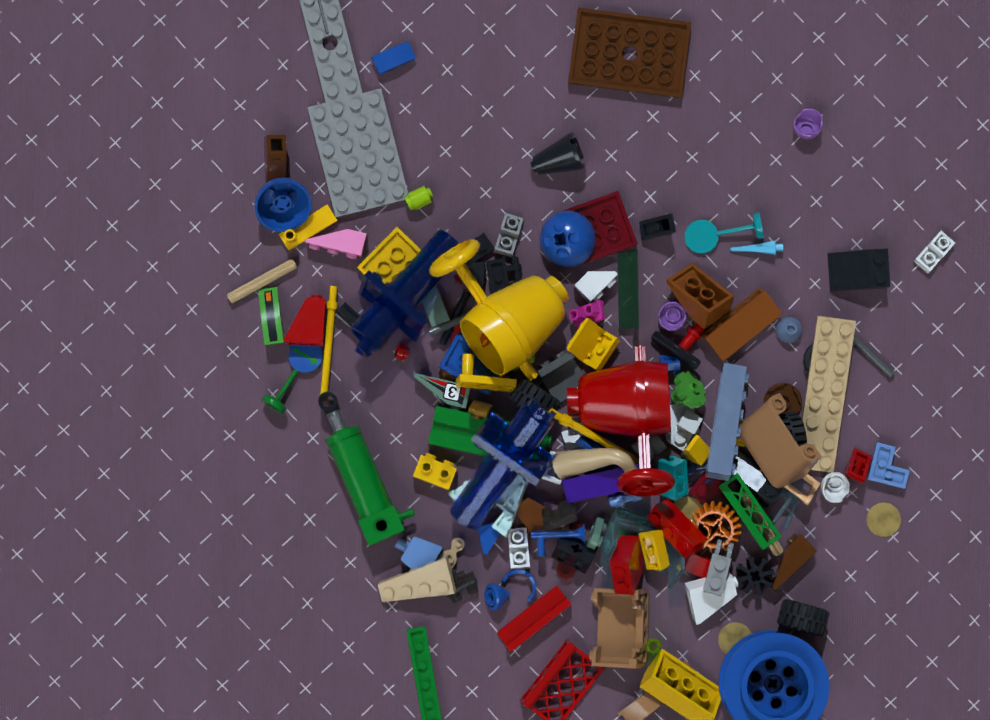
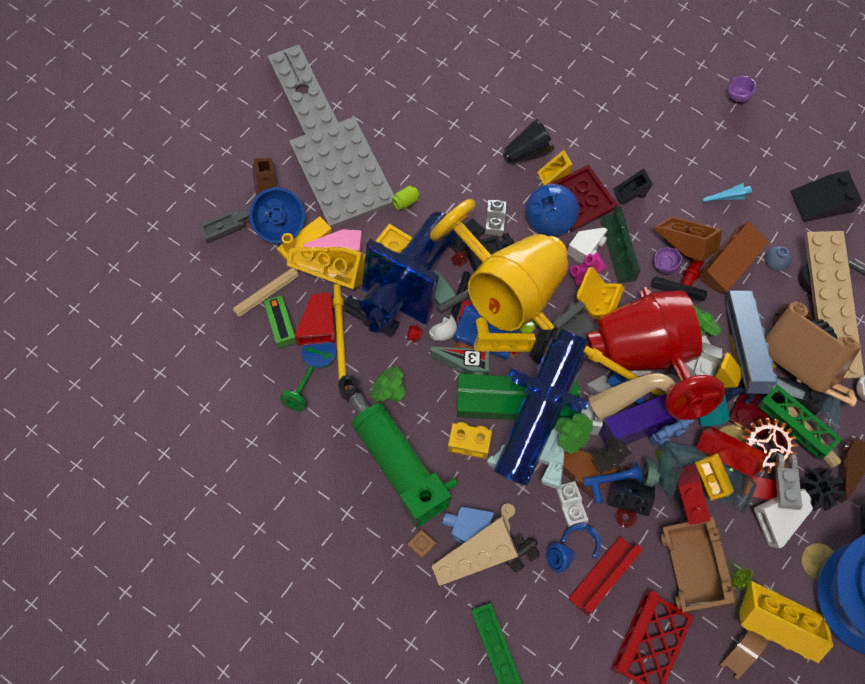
camera: 10 degrees left, 20 degrees down
(227, 198) = (224, 224): none -> dark grey hinge
(329, 268) = (330, 263): none -> yellow wedge
(366, 405) = (389, 386): none -> bright green plant
(373, 561) = (421, 544): none -> medium nougat tile
(393, 57) = (360, 92): blue slope -> none
(430, 354) = (444, 330): none -> white hair
(480, 409) = (502, 369): pearl gold slope -> none
(487, 537) = (537, 496): blue slope -> none
(529, 493) = (574, 432): none -> bright green plant
(581, 191) = (556, 168): none -> yellow slope
(659, 47) = (594, 51): reddish brown plate -> none
(703, 236) = (675, 193): teal piece -> none

